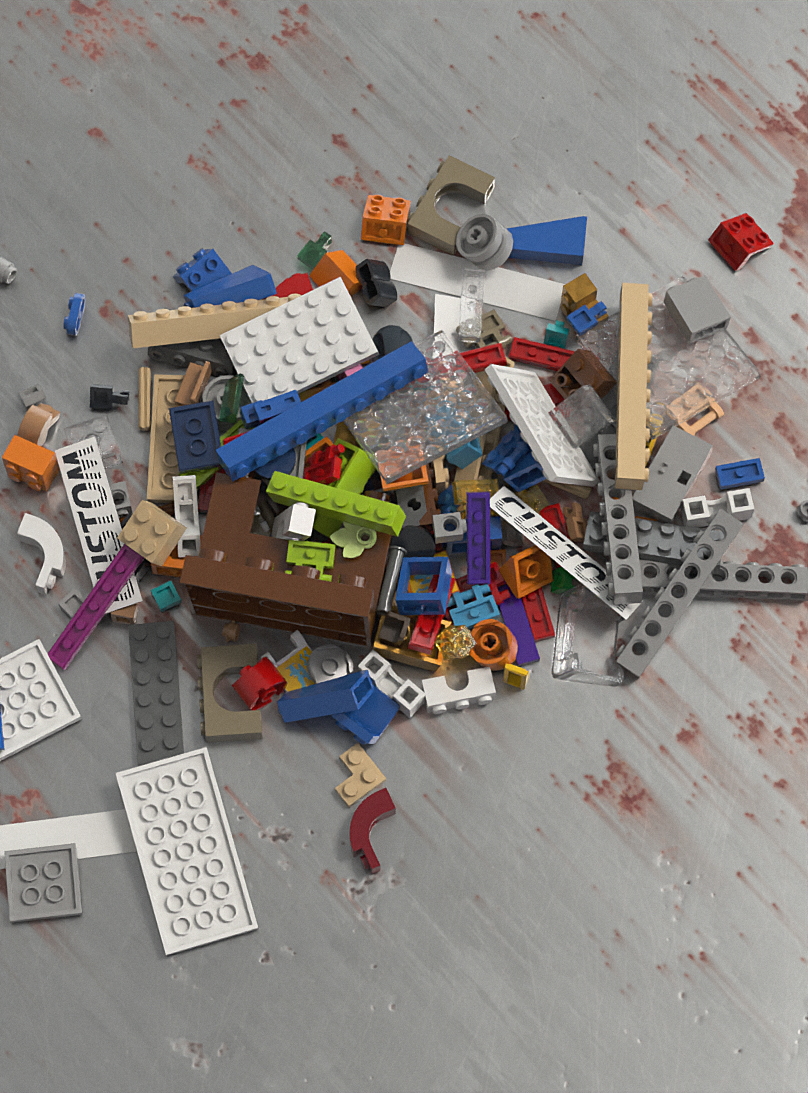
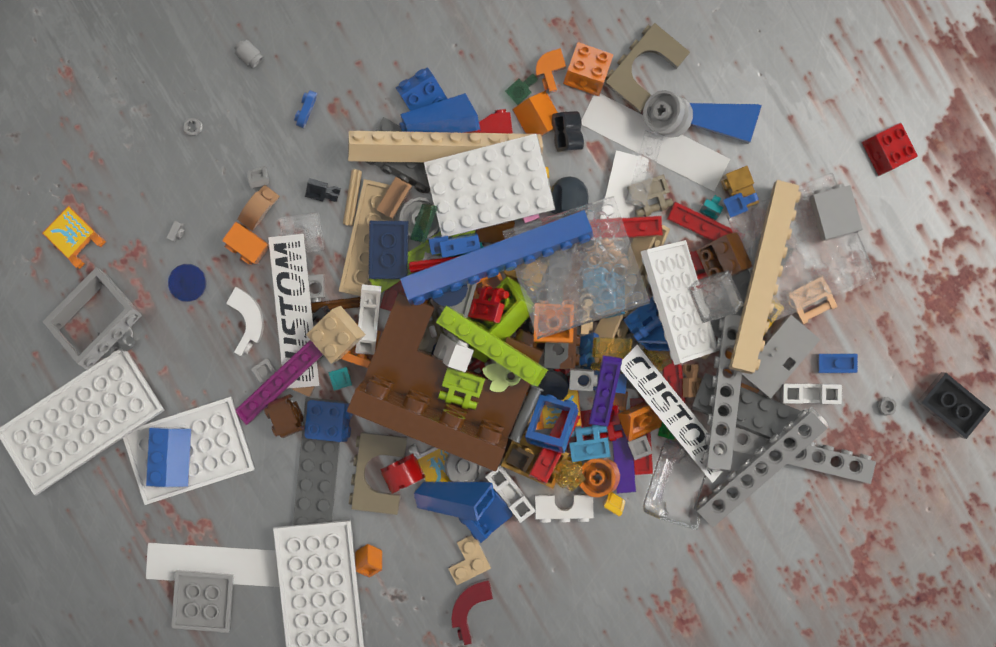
camera: 10 degrees right, 20 degrees up
(107, 646) = (285, 416): none -> reddish brown brick
(160, 642) = (328, 421): none -> blue bracket
(237, 796) = (368, 560): none -> orange panel
(340, 221) = (546, 65): none -> orange brick
(533, 604) = (640, 447): none -> light grey plate

